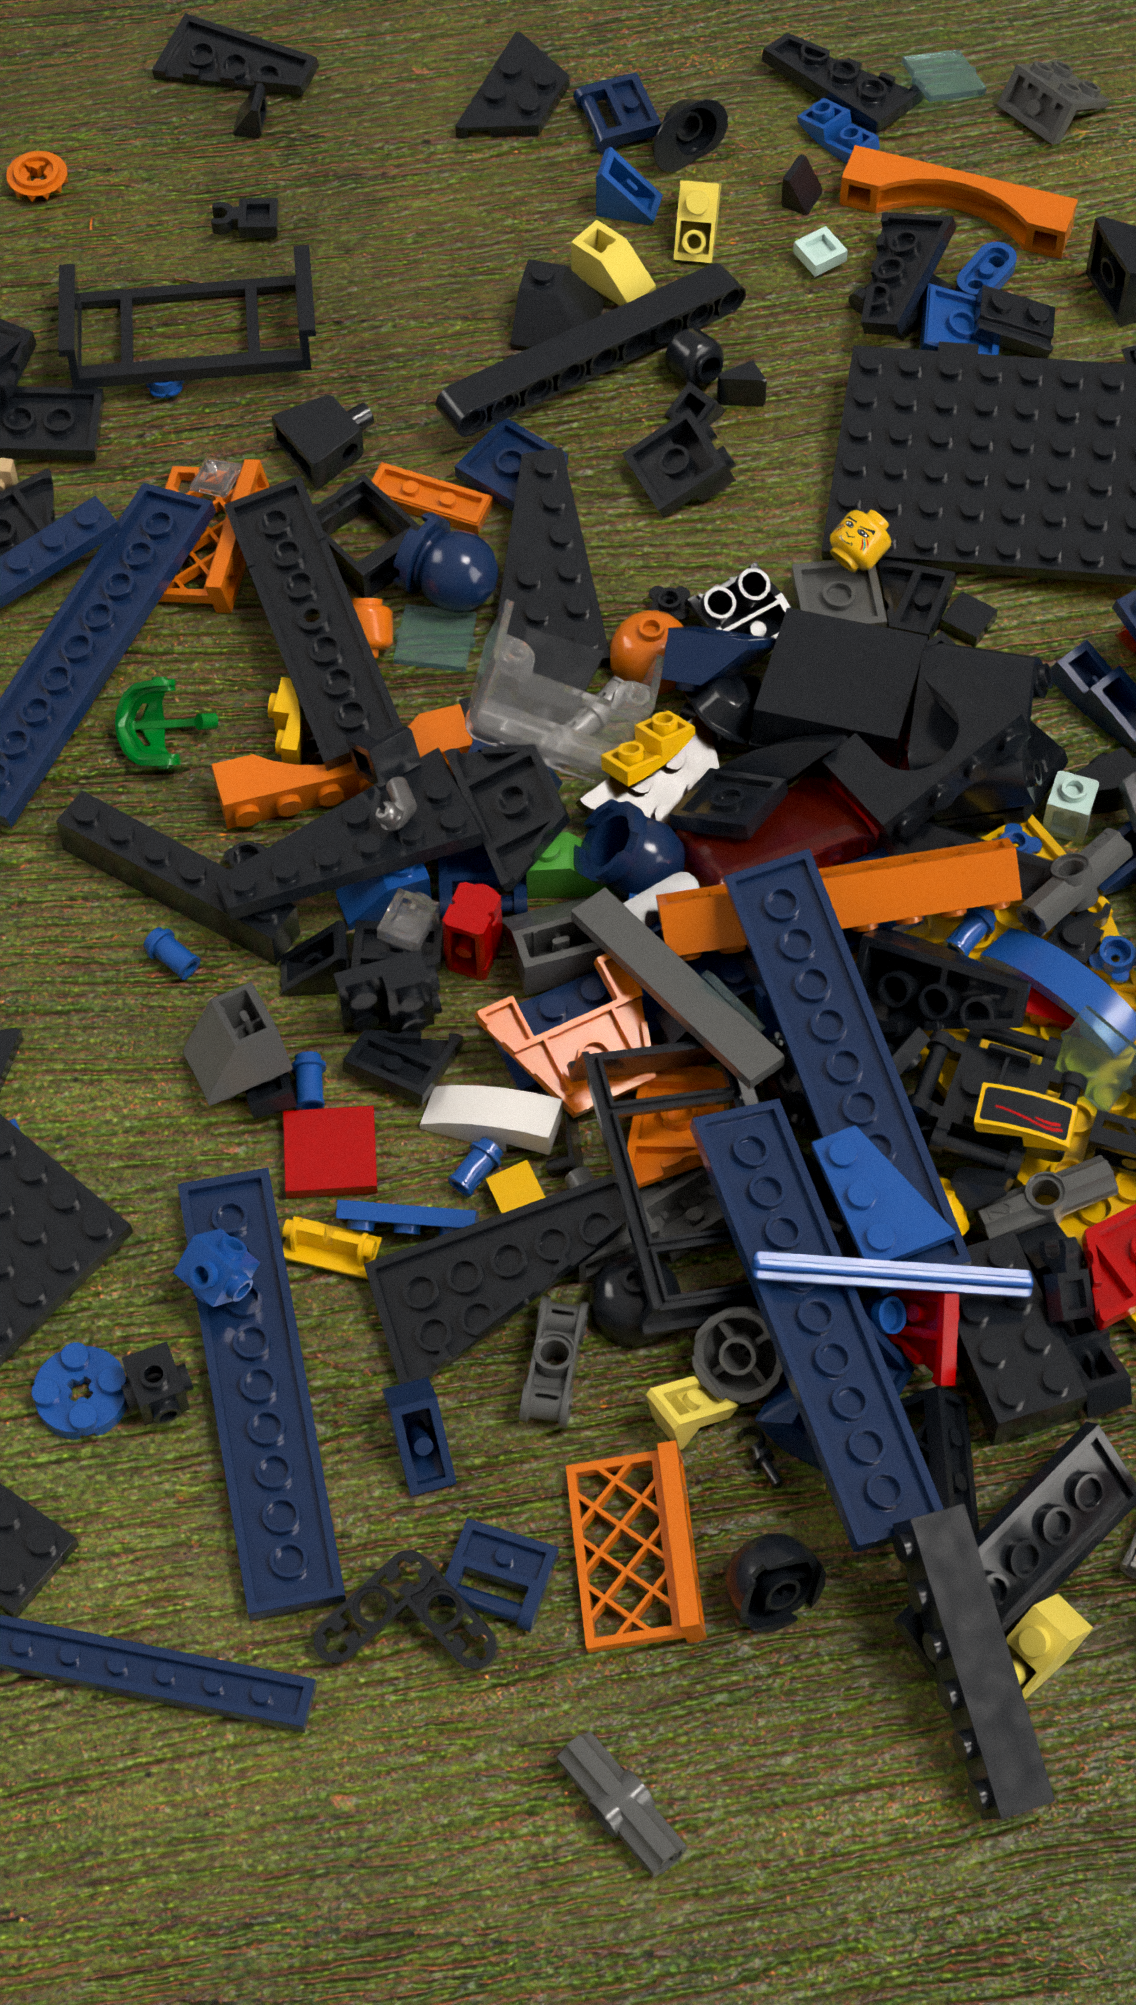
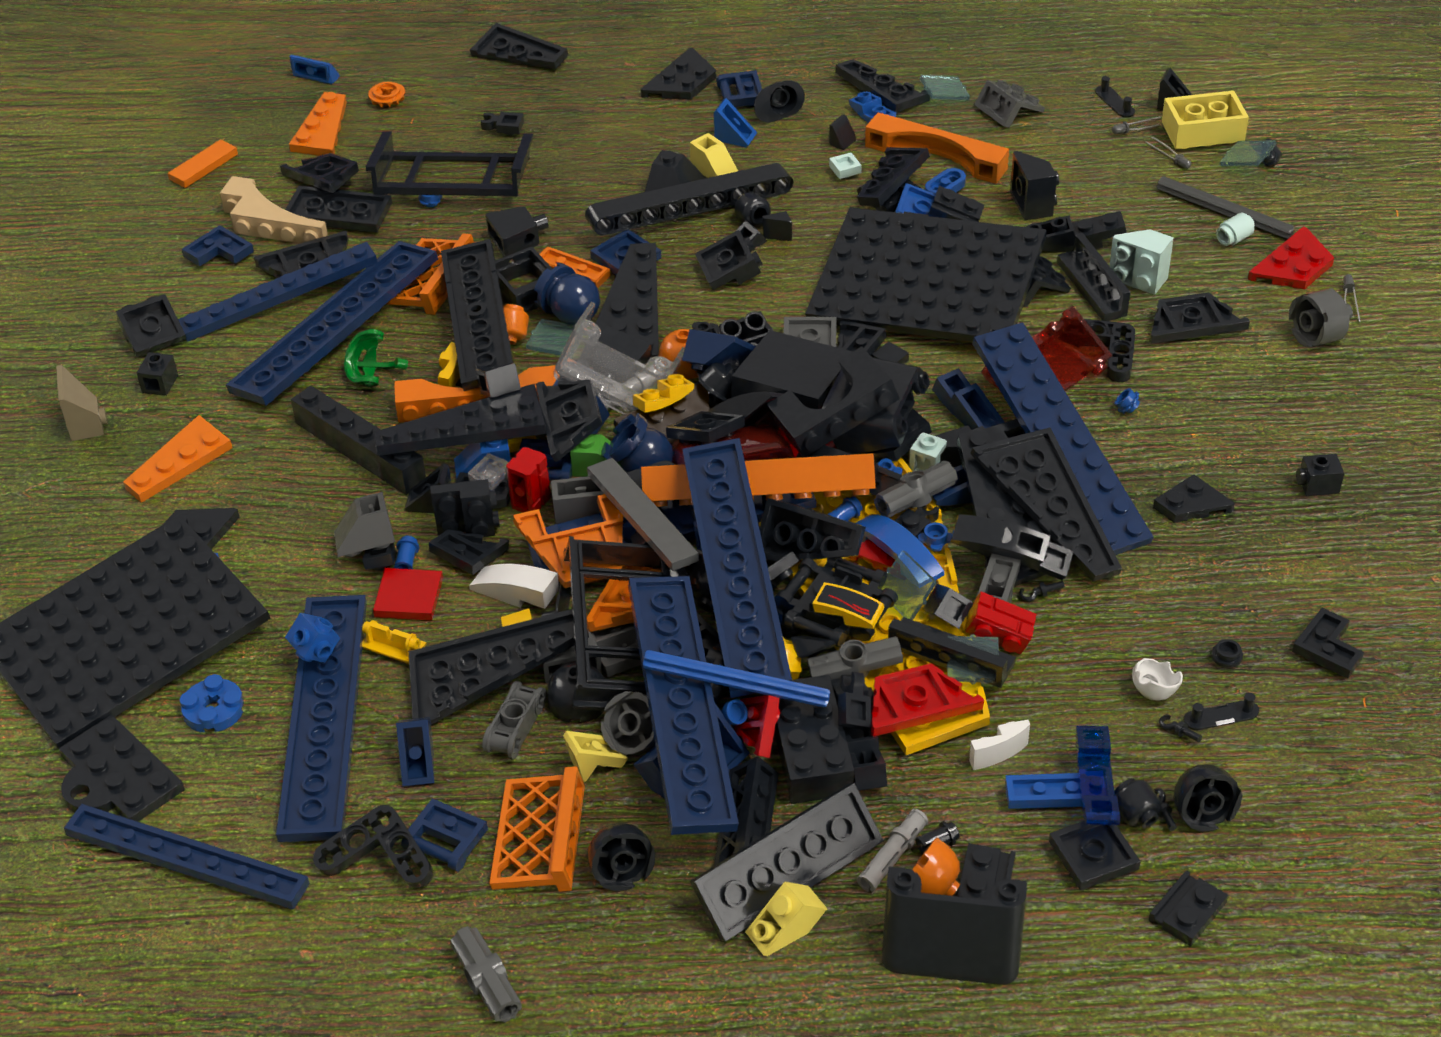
camera: 10 degrees right, 15 degrees down
(156, 1385) = (259, 707): black brick -> none
(163, 946) = (338, 475): blue pin -> none
(215, 477) = (442, 241): clear slope -> none
(252, 114) = (523, 74): black slope -> none
(400, 809) = (496, 405): flat silver arm -> none
(404, 1218) = (436, 628): blue plate -> none
(476, 1166) = (500, 607): blue pin -> none
(697, 221) = (773, 141): light yellow slope -> none
(722, 990) = (675, 522): clear light blue piece -> none
(762, 1457) = (635, 789): black hand -> none
(860, 540) = (827, 303): yellow head -> none
(876, 1201) = (737, 637): blue wing -> none
(972, 1663) = (734, 909): black brick -> none

